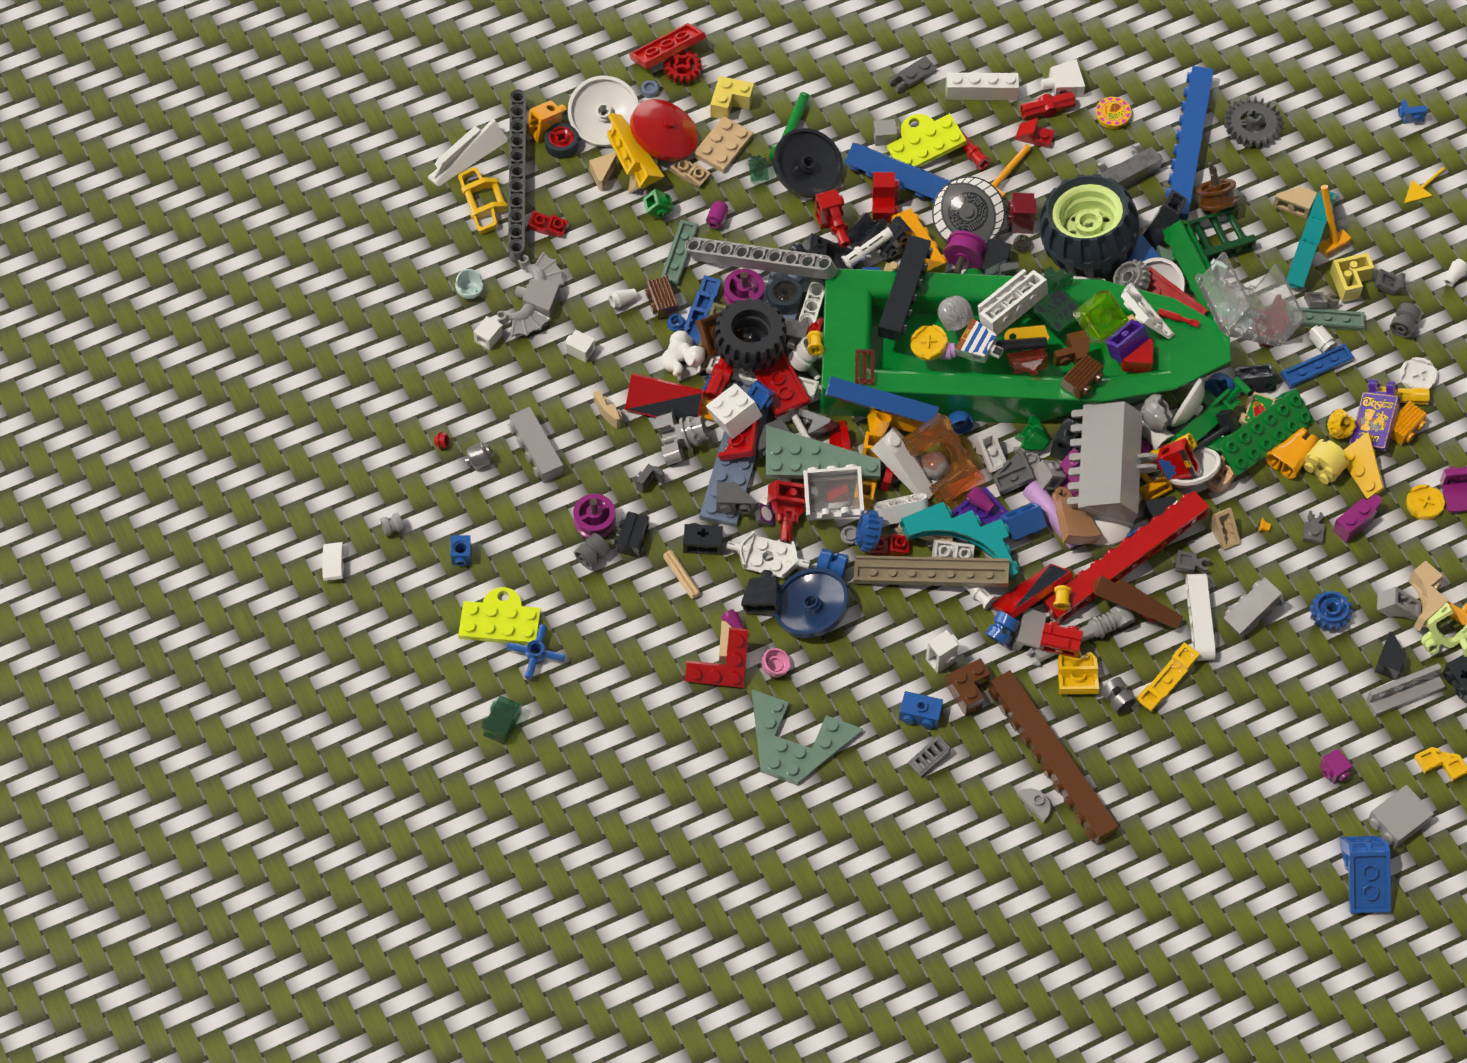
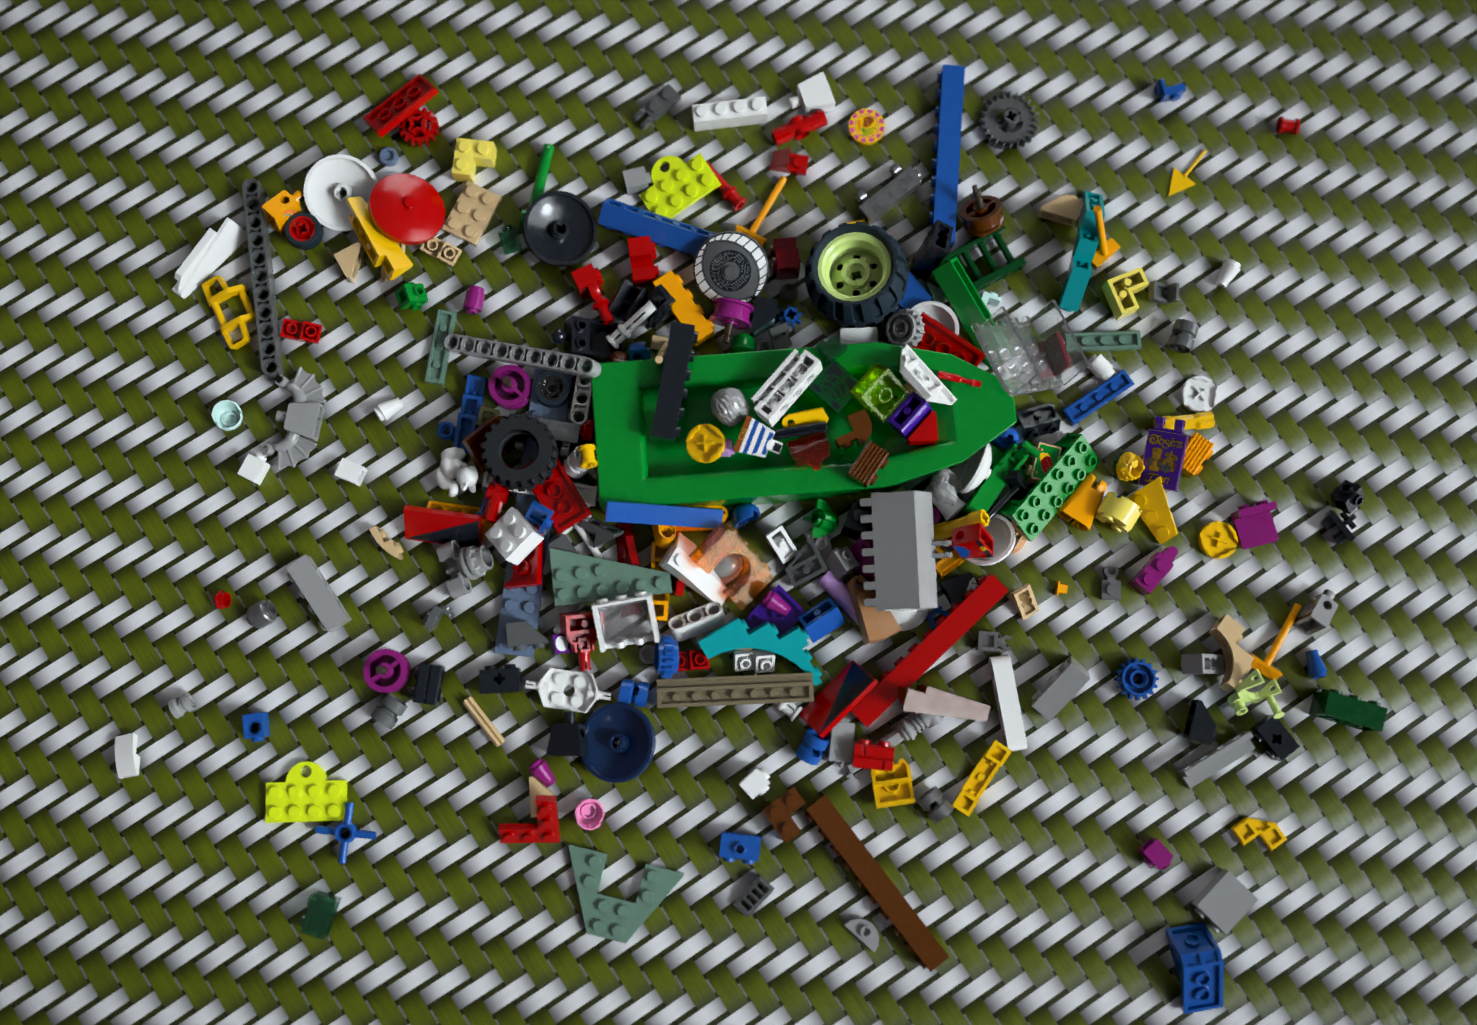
camera: 10 degrees left, 20 degrees up
(662, 297) = (428, 404): reddish brown brick -> none
(864, 380) = (643, 496): clear red tile -> none
(1023, 260) = (794, 313): none -> blue gear
(1062, 597) = (869, 710): yellow bush -> none
(1319, 300) = (1093, 323): flat silver plate -> none

